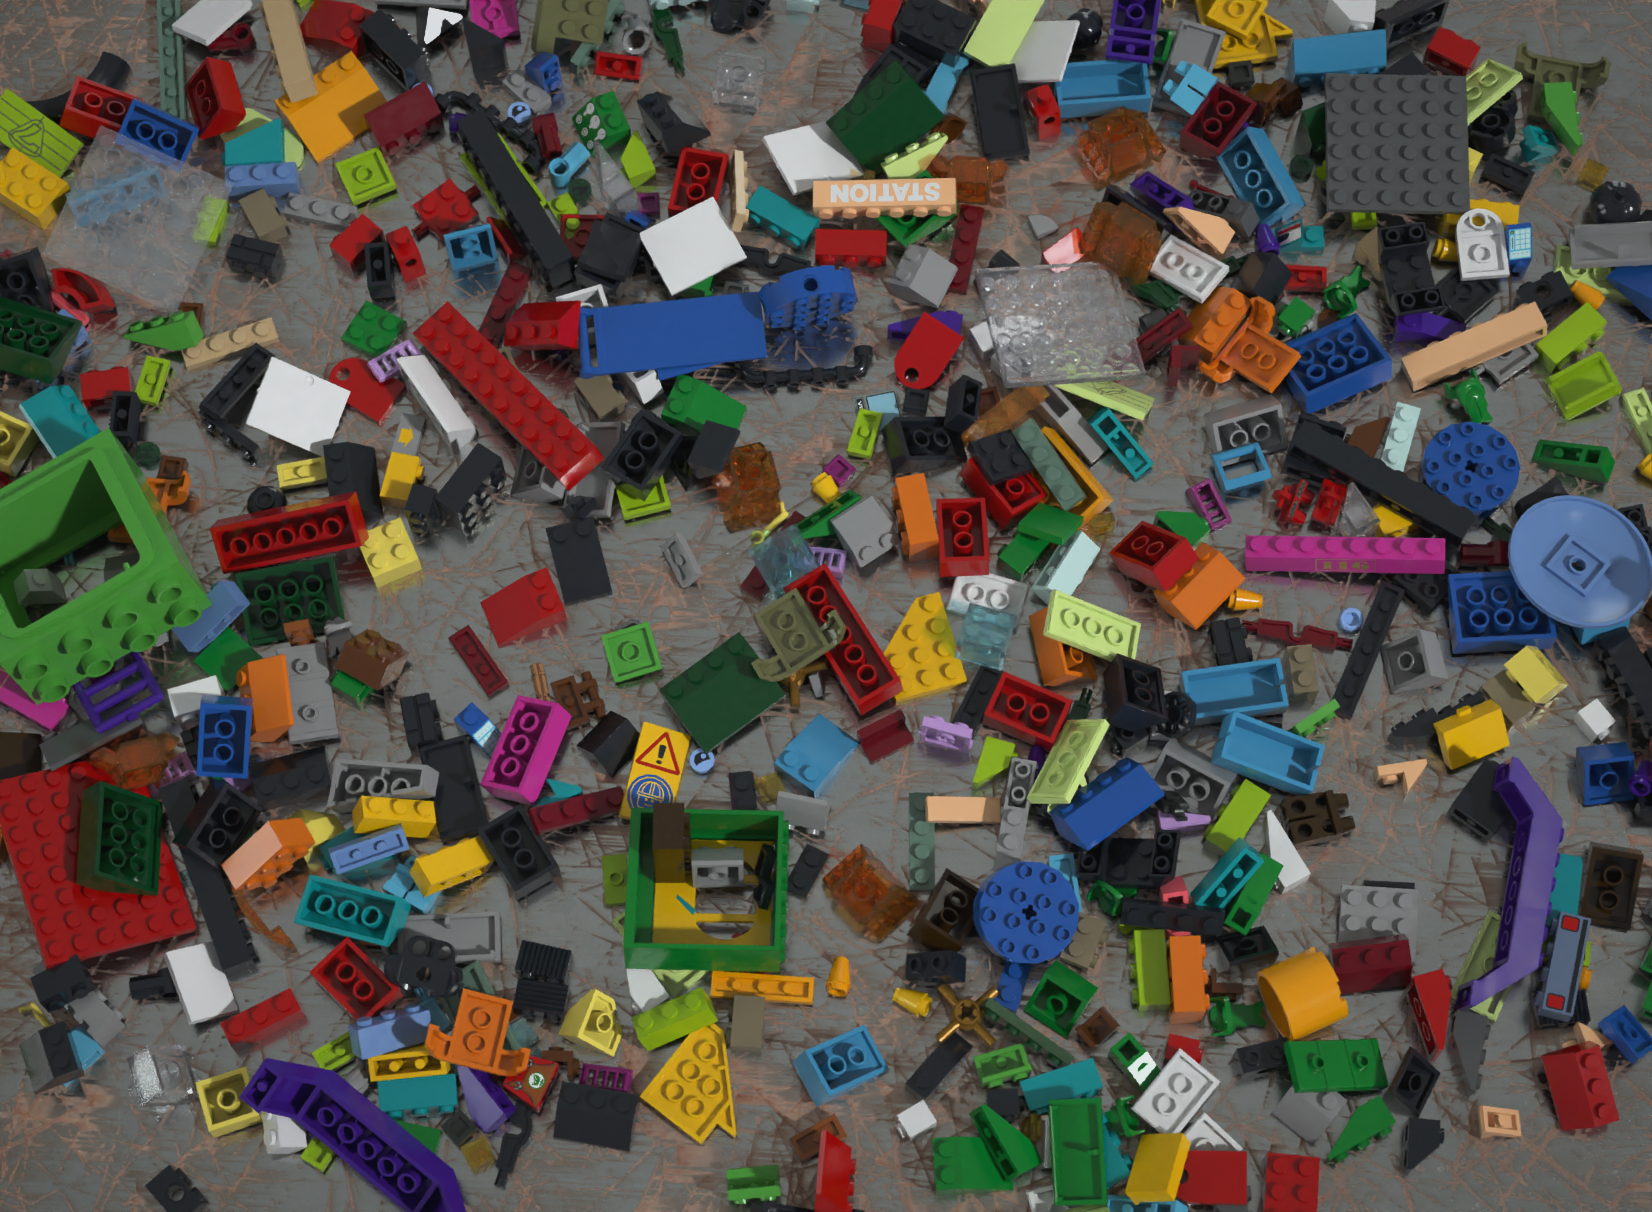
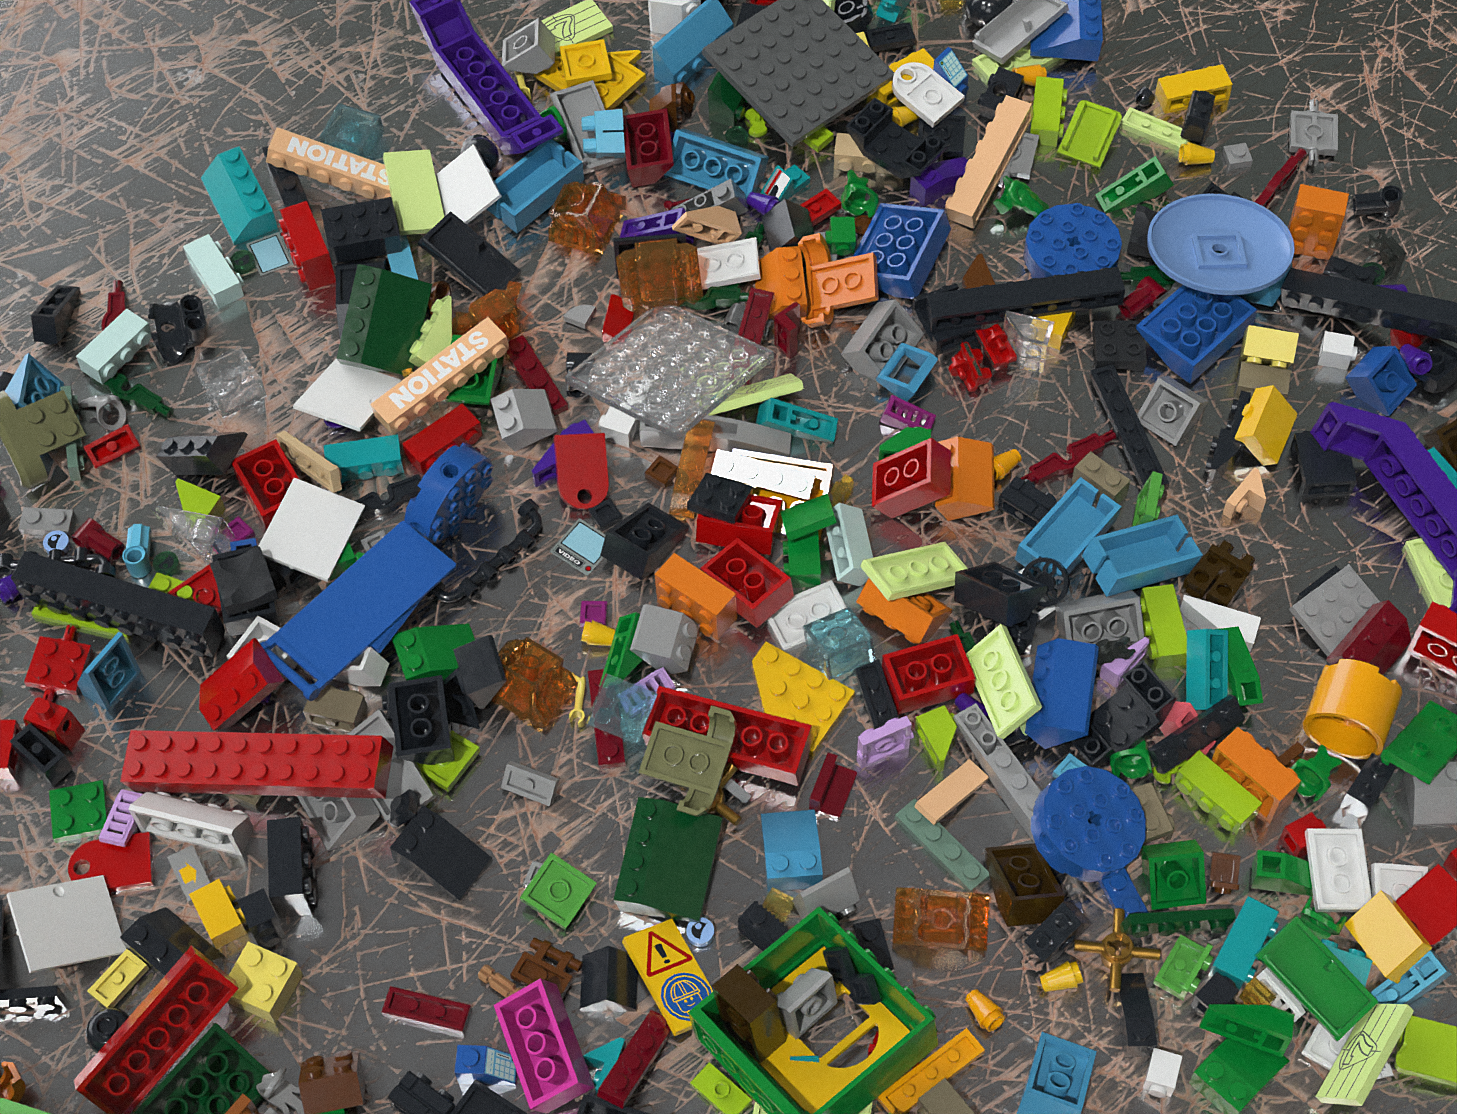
camera: 40 degrees left, 10 degrees down
(505, 302) = (179, 694): dark red plate -> none
(506, 240) = (143, 652): red slope -> none
(524, 607) = (427, 930): red slope -> none
(545, 71) = (51, 490): blue slope -> none
(602, 121) = (135, 492): green slope -> none
(865, 433) = (589, 569): lime plate -> none
(963, 404) = (649, 484): black brick -> none
(1039, 106) = (504, 232): red torso -> none
(1241, 73) = (629, 104): pearl dark grey plate -> none
(1246, 951) = (1271, 718): black slope -> none
(1345, 554) = (1048, 370): dark pink brick -> none
(1350, 620) = (1094, 418): light blue tile -> none
(1400, 436) = (999, 258): light aqua brick -> none

